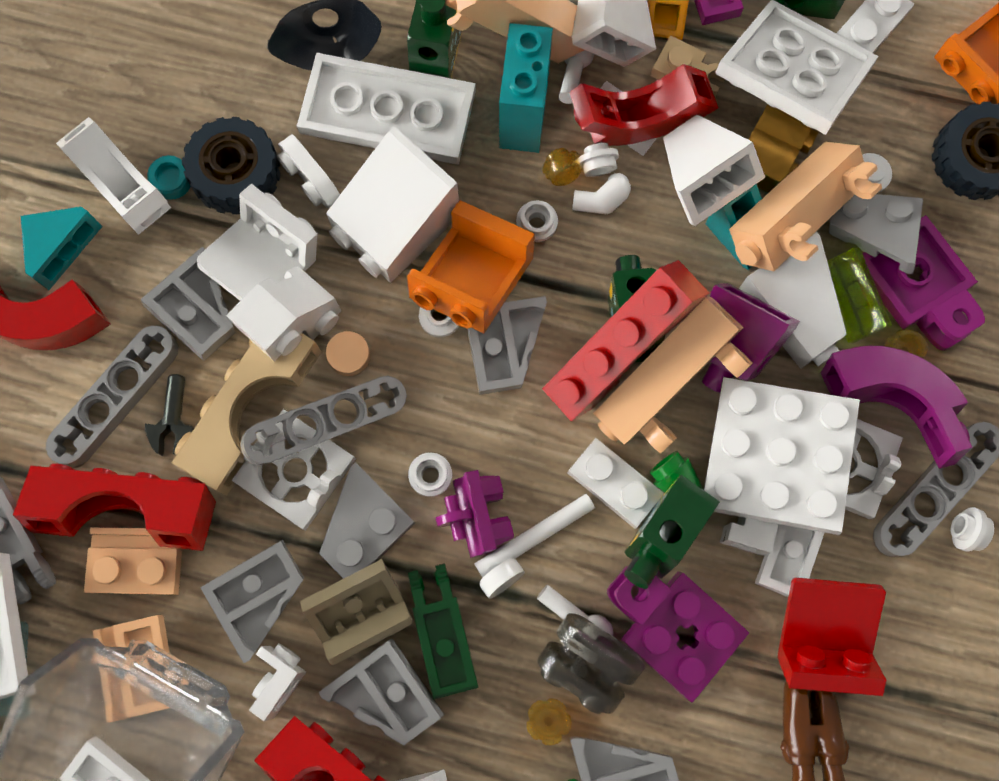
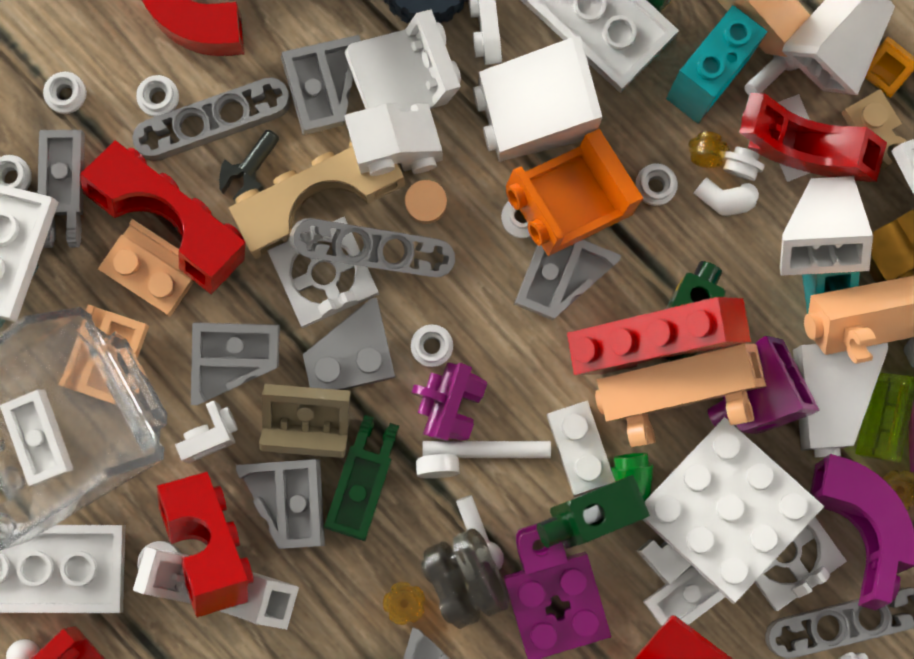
camera: 30 degrees right, 5 degrees up
(40, 400) = (152, 85): none -> white plate

